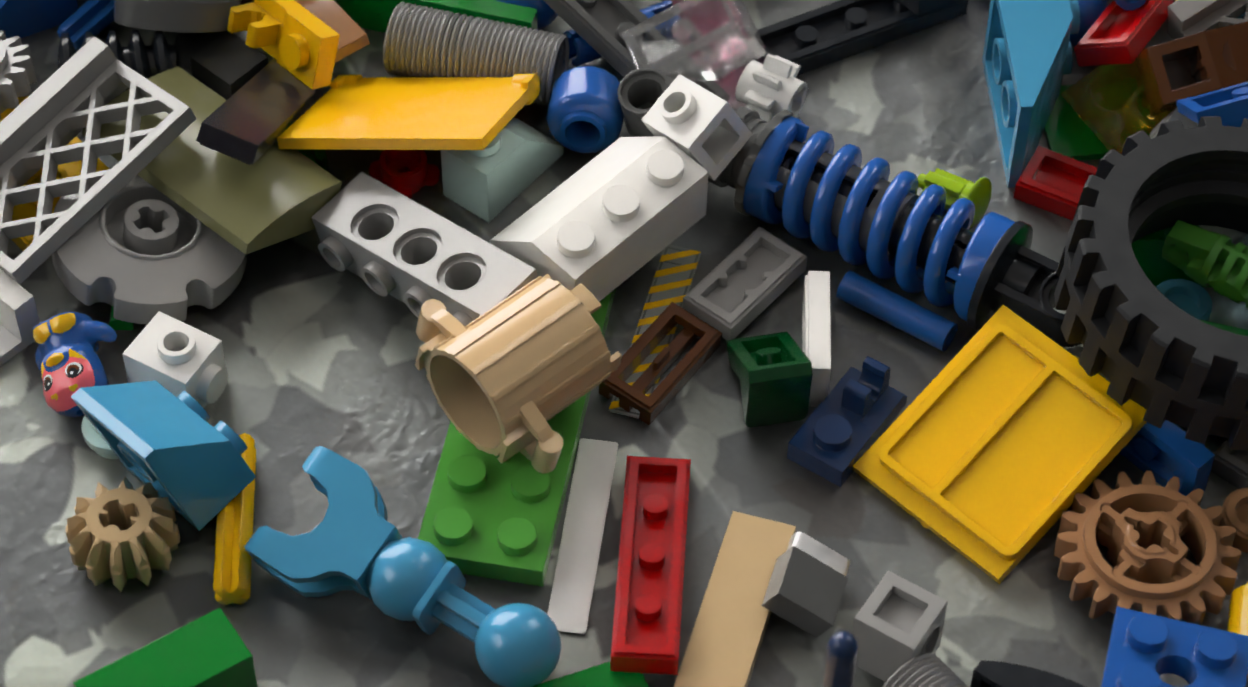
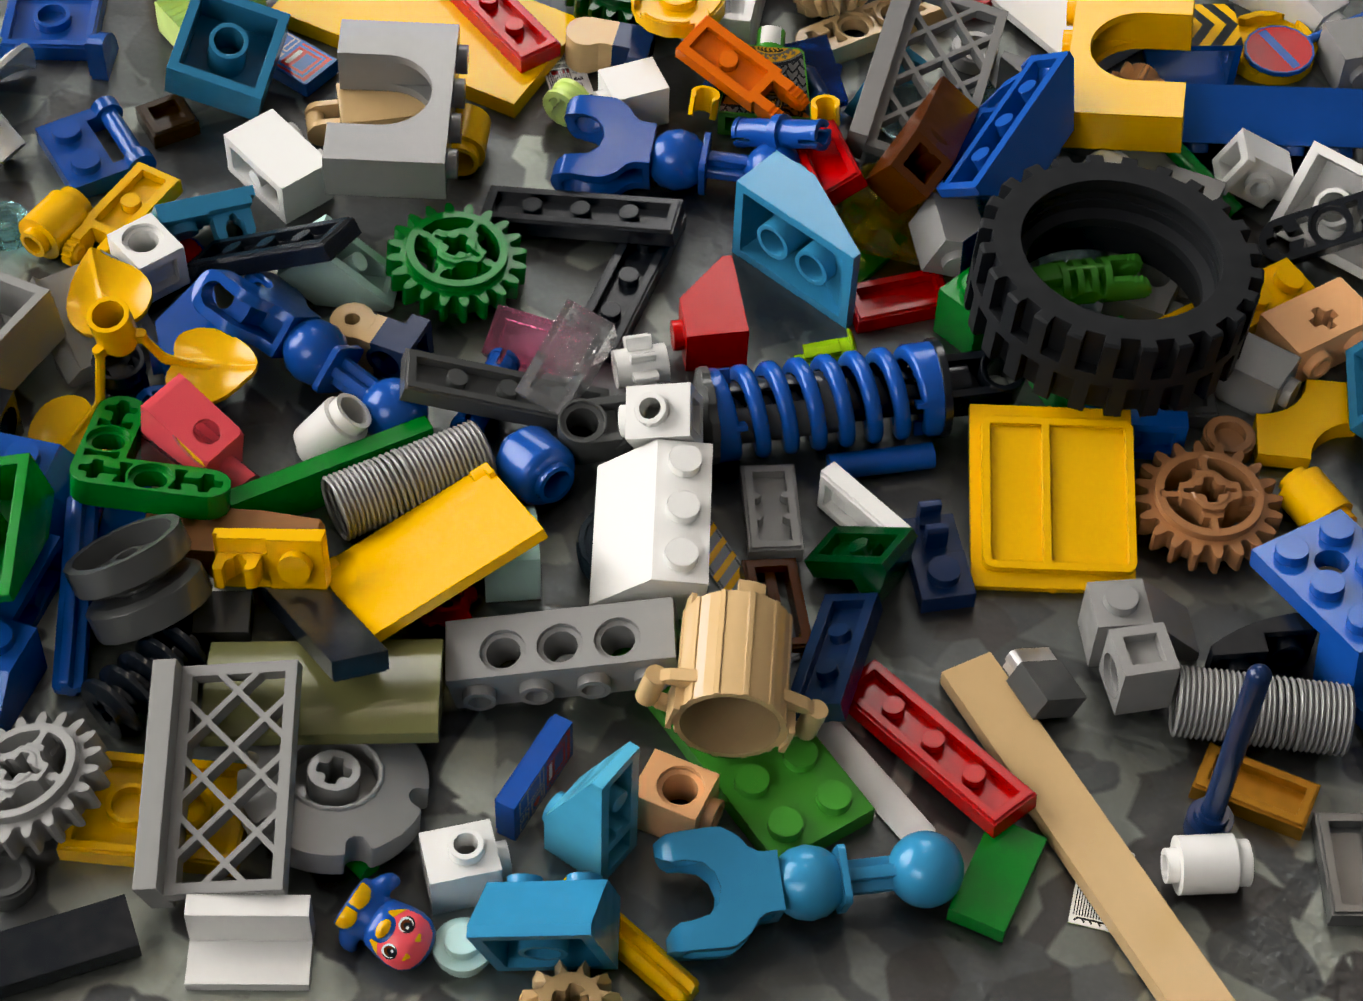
camera: 45 degrees left, 0 degrees up
(296, 396) = (598, 816): none -> medium azure slope
(307, 343) = (534, 776): none -> blue tile
(385, 421) = (671, 779): none -> light nougat brick
(649, 427) = (838, 651): none -> dark blue plate
(882, 95) = (712, 320): none -> slope
(979, 613) = (1128, 604): none -> light grey slope

